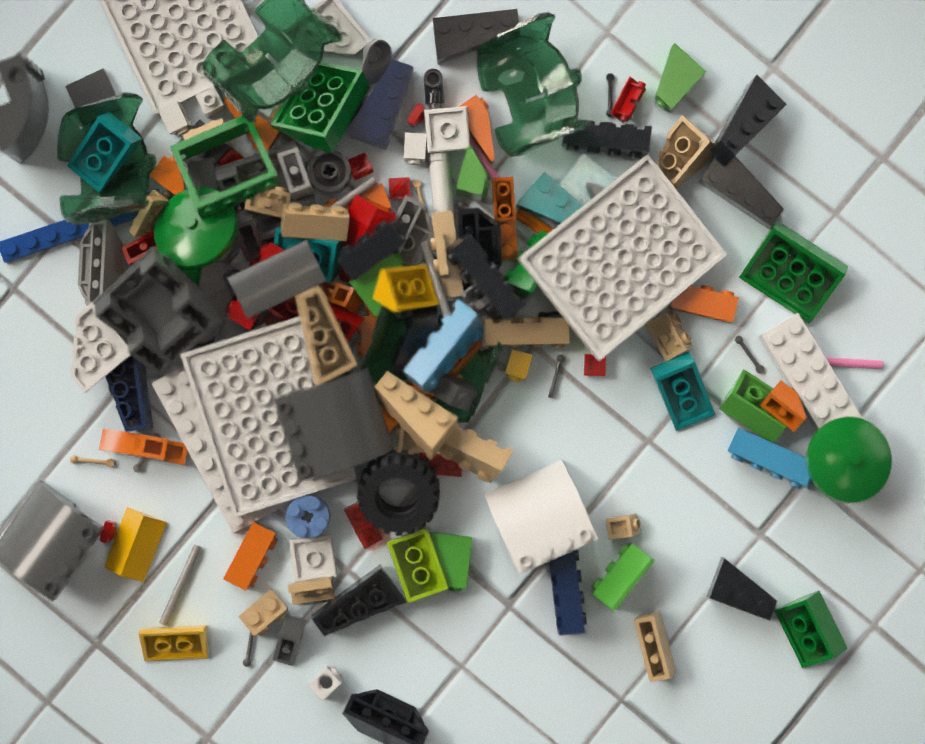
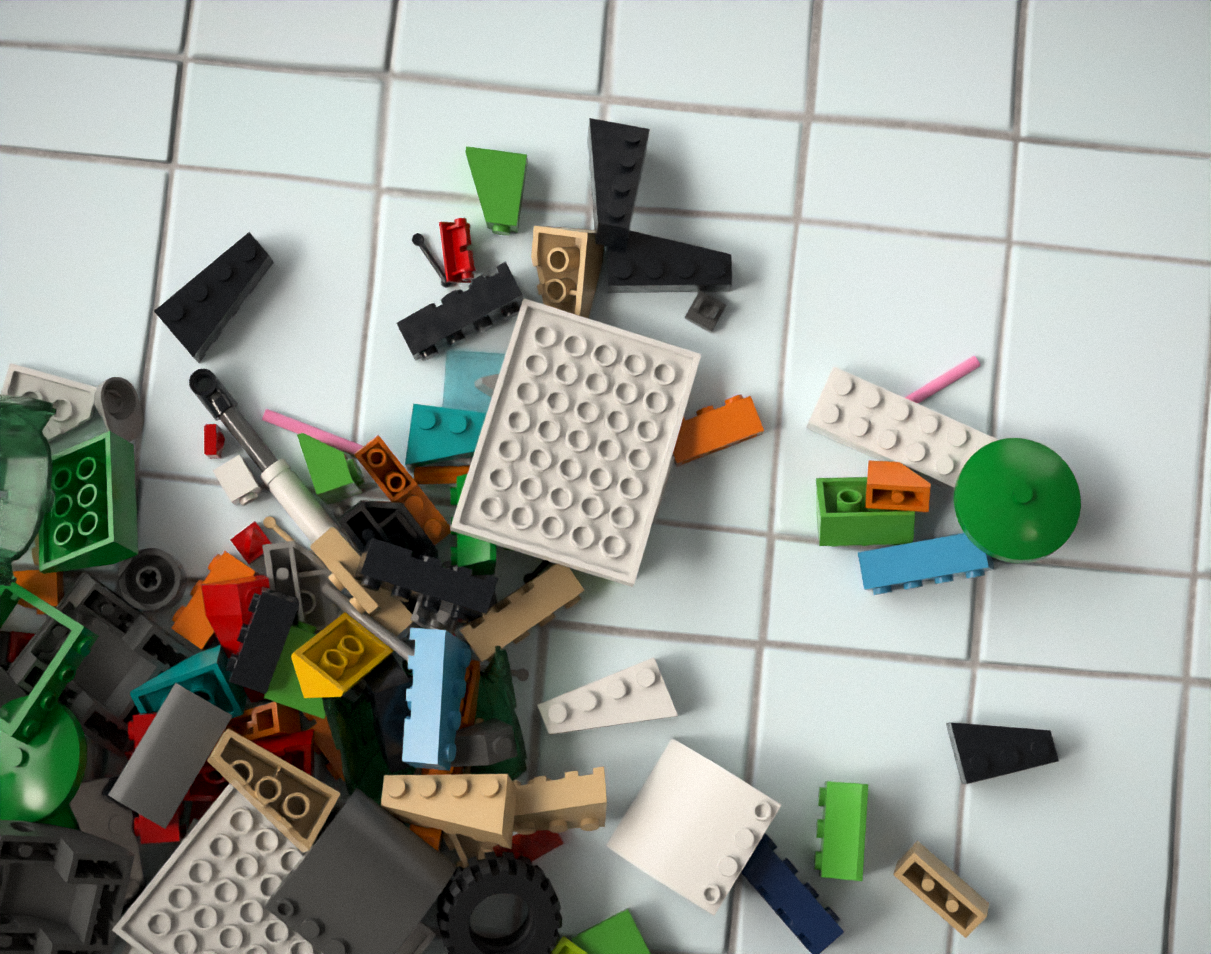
camera: 35 degrees left, 5 degrees down
(269, 202) = (102, 667): tan bracket -> none
(295, 173) = (109, 610): light grey slope -> none
(314, 222) = (172, 653): tan brick -> none
(359, 190) = (196, 597): light grey bar -> none
(360, 166) = (186, 548): red tile -> none
(381, 109) = (165, 459): dark blue wedge -> none
(447, 129) = (261, 432): white tile -> none
(480, 125) = (289, 397): orange slope -> none
(518, 365) = (541, 659): yellow brick -> none
(524, 67) = (305, 296): clear green piece -> none
(546, 417) = (617, 699): none -> white wedge
(560, 359) = (587, 617): dark grey hinge -> none
(593, 367) = (634, 598): red plate -> none
(623, 526) = (802, 768): tan bracket -> none
(669, 335) = (698, 498): tan bracket -> none
(682, 391) = (761, 554): teal slope -> none
(746, 231) = (705, 311): none -> dark grey tile
(759, 368) = (834, 464): dark grey hinge -> none
(793, 271) = (795, 321): green slope -> none
(811, 629) = (1115, 737): green slope -> none

